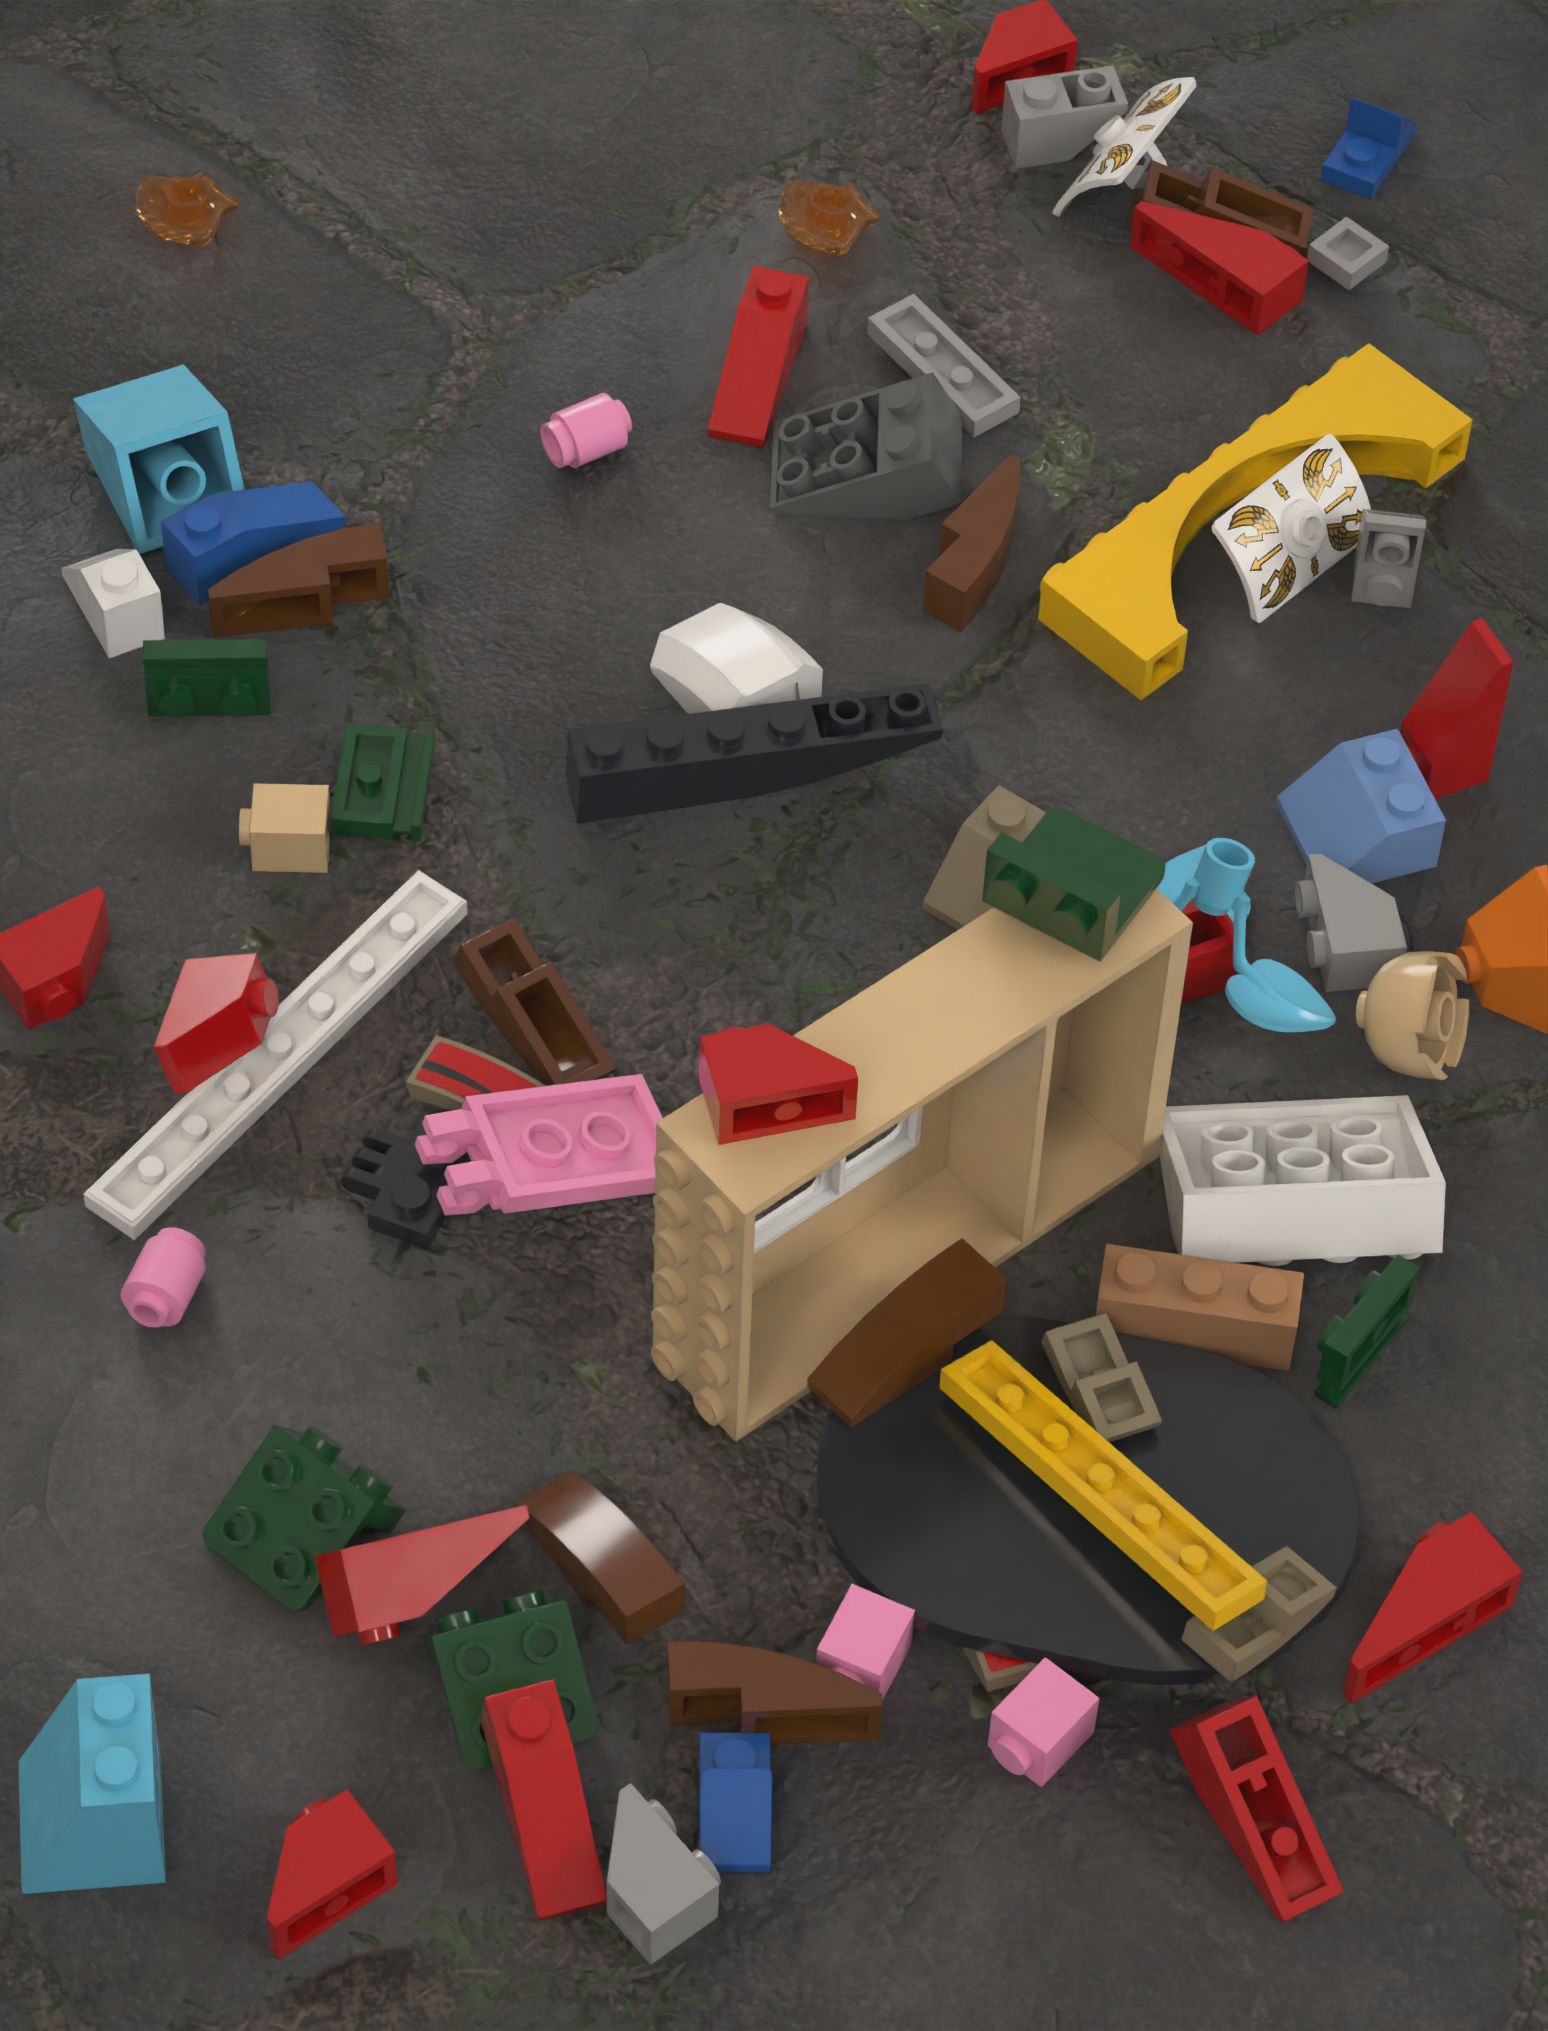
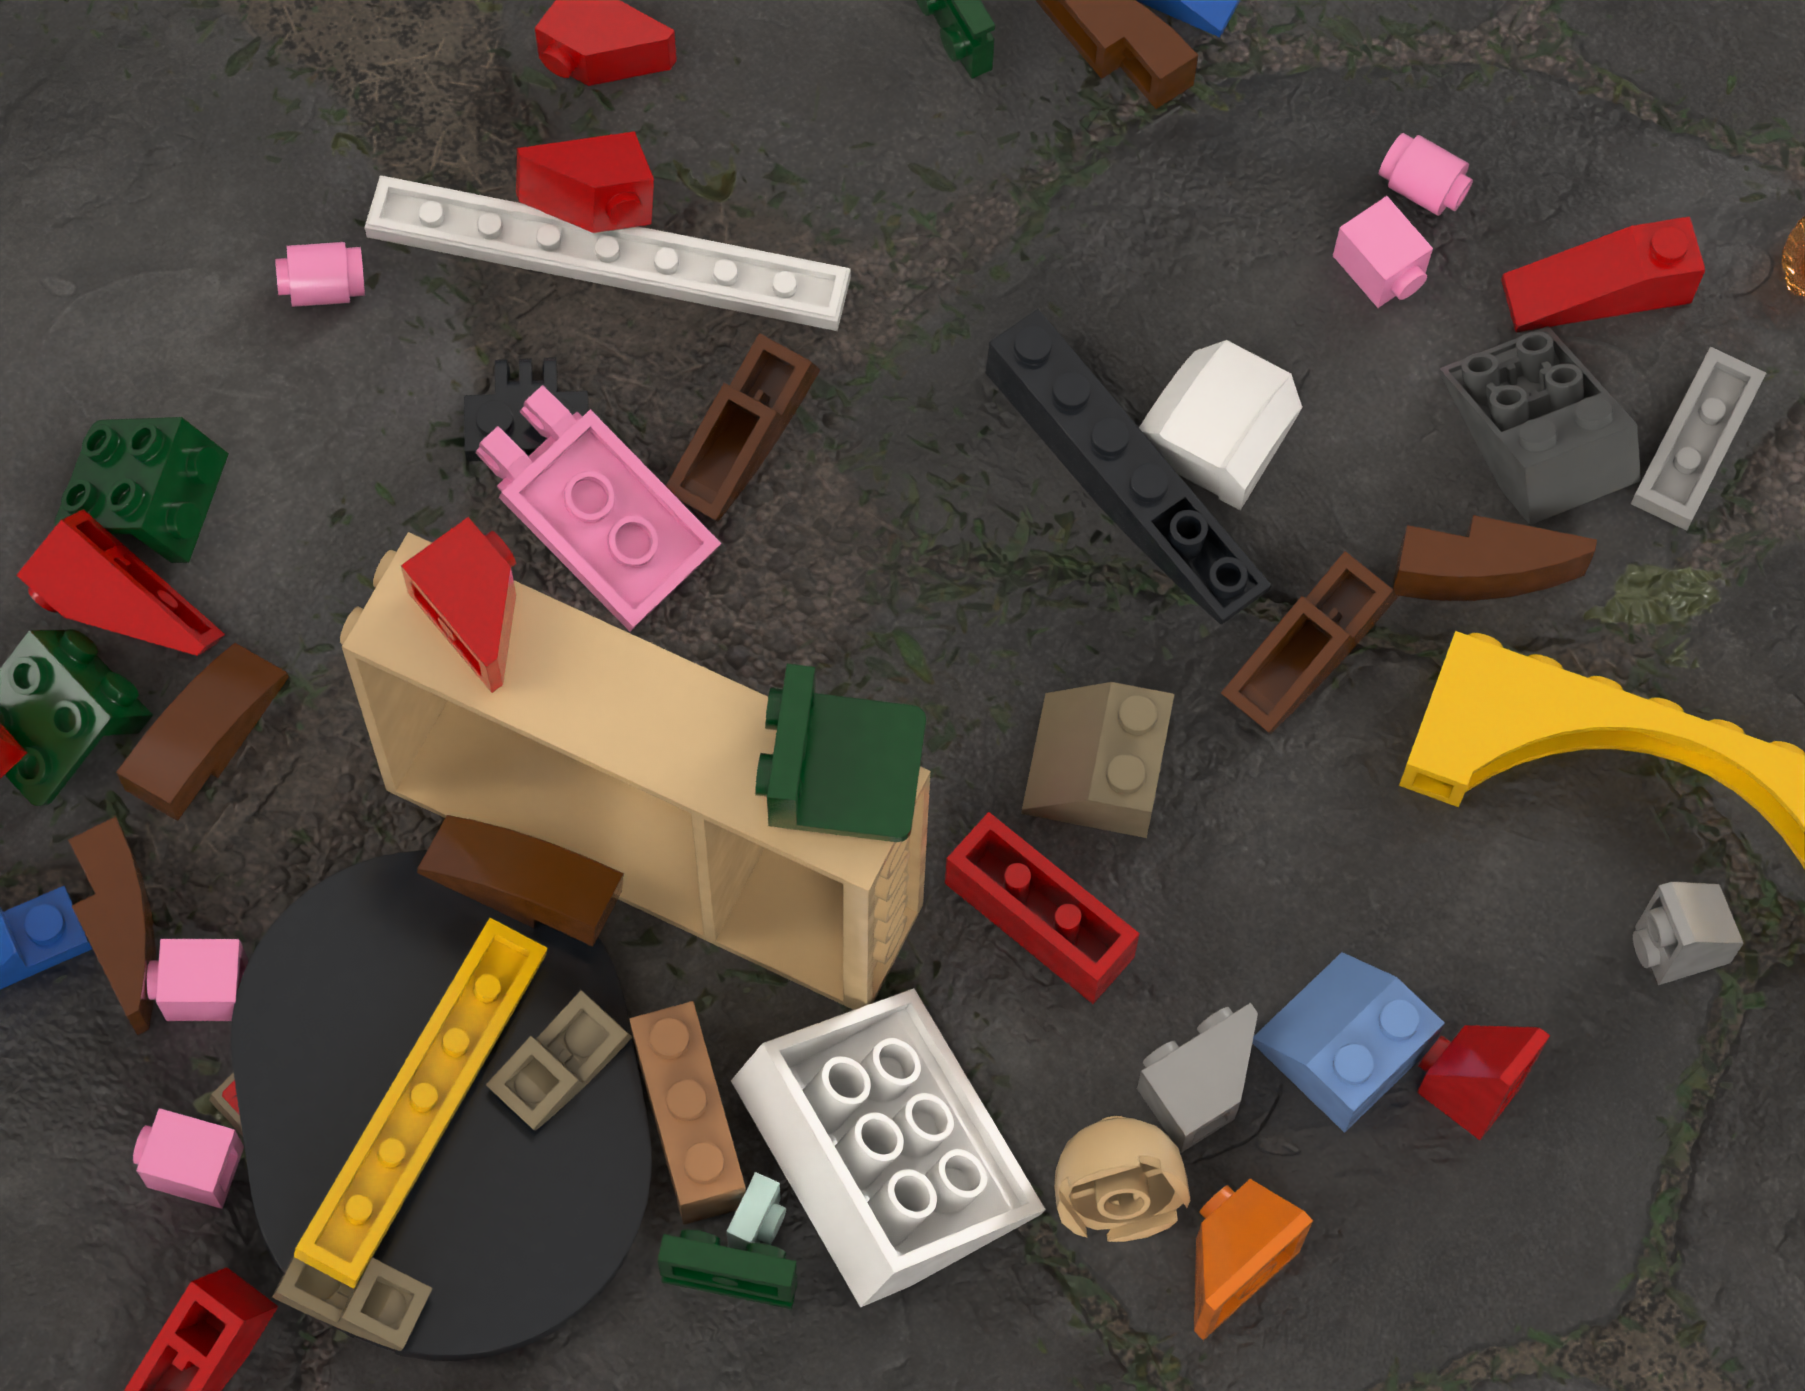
camera: 65 degrees right, 15 degrees up
(287, 828) = (835, 147): tan brick -> none
(382, 782) = (930, 196): dark green plate -> none
(455, 1070) = (639, 410): slope -> none
(645, 490) = (1383, 253): none -> bright pink brick
(984, 691) = (1309, 642): none -> reddish brown slope
(1266, 990) = (1178, 922): medium azure plant -> none
(1294, 526) = (1663, 828): white shield -> none
(1322, 1295) = (757, 1215): none -> light aqua plate

